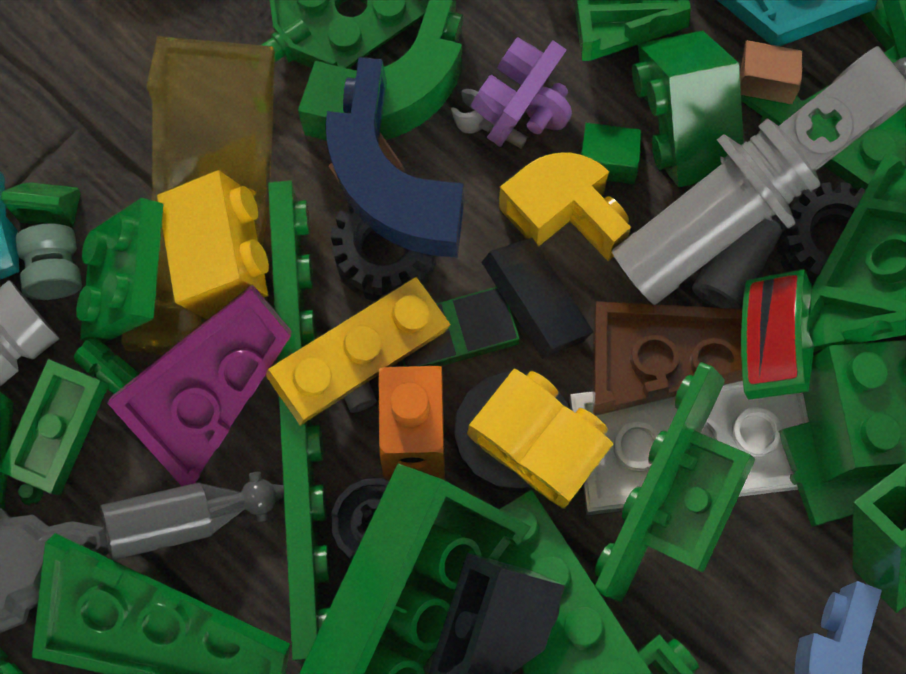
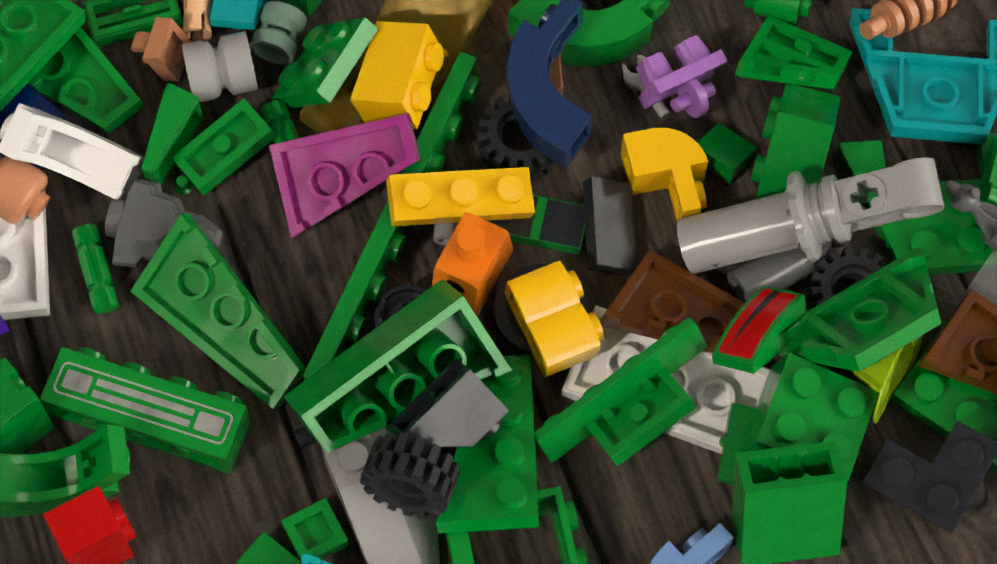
camera: 25 degrees right, 5 degrees down
(182, 514) = (280, 247): dark grey wheel -> none
(770, 72) = (873, 148): nougat slope -> none

